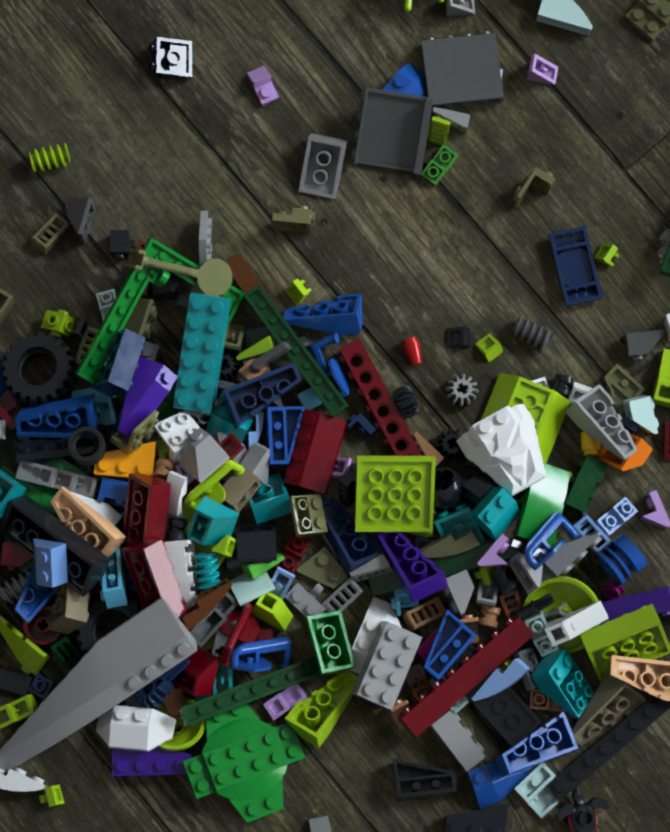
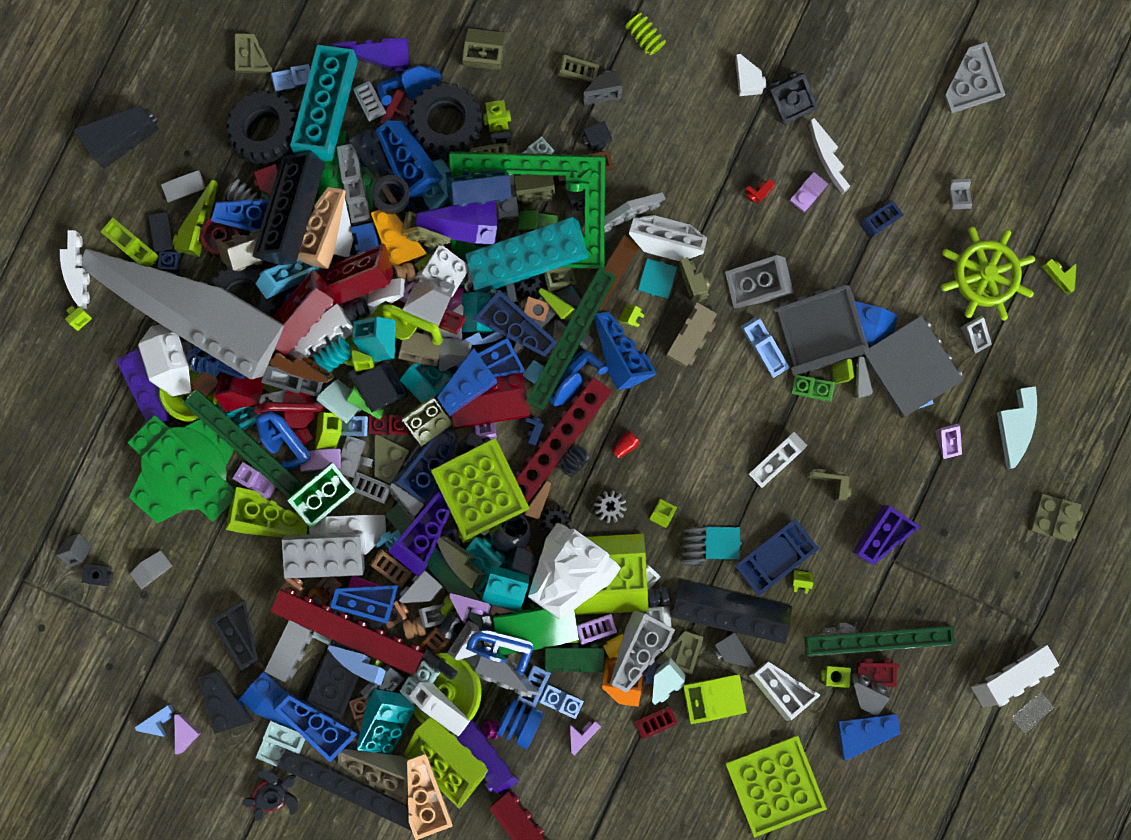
camera: 70 degrees right, 5 degrees up
(50, 563) = (268, 212): medium blue slope -> none
(59, 642) = (211, 257): dark green tile -> none
(133, 87) = (748, 77): none -> white slope
(171, 334) = (534, 220): none -> bright green slope
(212, 276) = (600, 230): olive piece -> none
(232, 53) = (825, 149): none -> white slope
(241, 122) = (763, 190): none -> red bracket
(245, 224) = (667, 237): none -> white wedge
(271, 355) = (554, 318): dark grey tile -> none
(275, 253) = (657, 278): none -> teal piece
(293, 460) = (467, 384): none -> blue wedge
(297, 629) = (321, 458): none -> lavender slope
(322, 46) = (870, 224): none -> dark blue slope
(342, 245) = (692, 335): none -> dark tan wedge
(382, 188) = (764, 346): none -> light blue slope
(458, 337) = (659, 481): black slope -> none
(489, 224) = (778, 459): none -> white slope
(540, 307) = (723, 543): none -> teal piece
(557, 611) = (445, 687): light grey hand -> none
(569, 441) = (611, 629): none -> lavender slope
(598, 165) = (884, 534): none -> dark purple wedge
(605, 328) = (732, 611): none -> black slope

